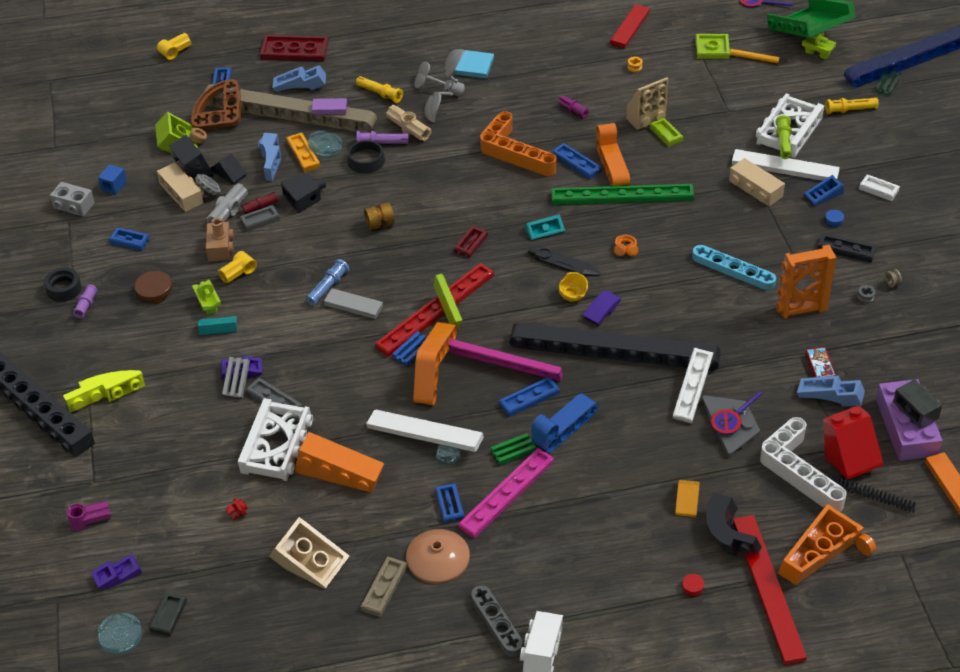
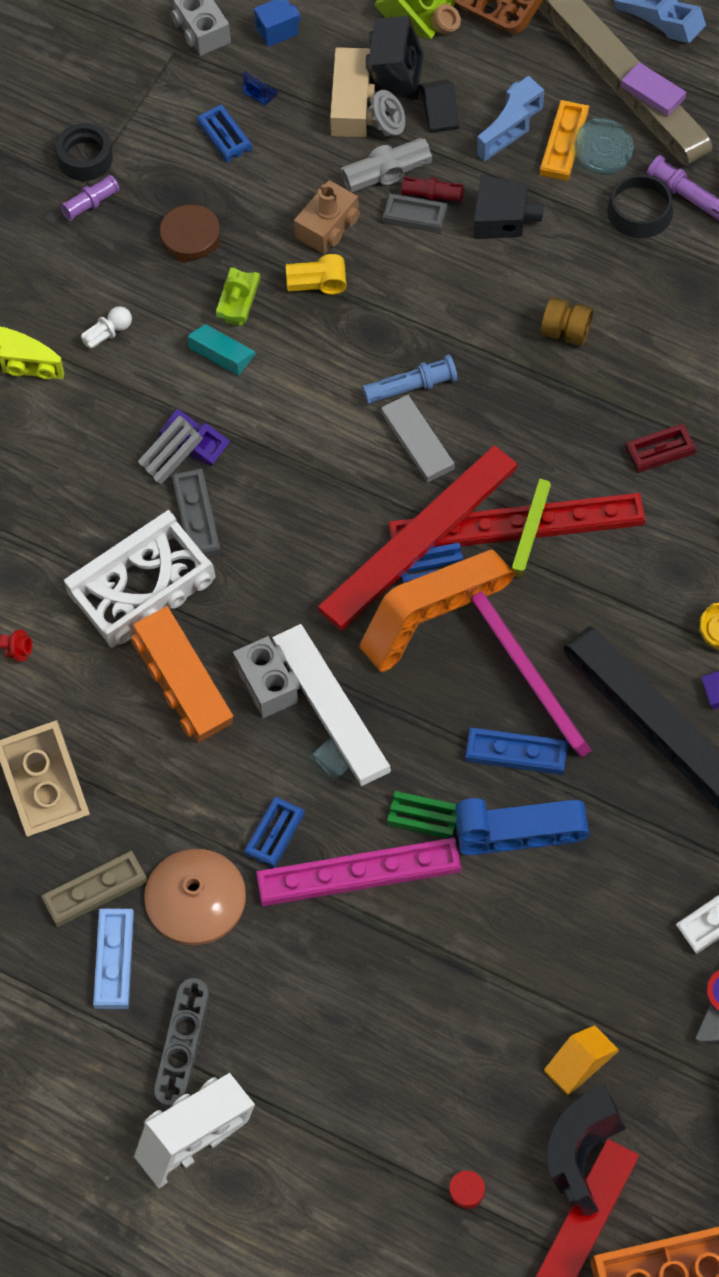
camera: 40 degrees right, 15 degrees up
(129, 210) = (258, 89): none -> clear blue slope
(149, 348) = (118, 319): none -> white axle
(380, 440) = (261, 678): none -> light grey brick
(396, 340) = (417, 538): none -> red tile
(424, 609) = (113, 959): none -> light blue tile

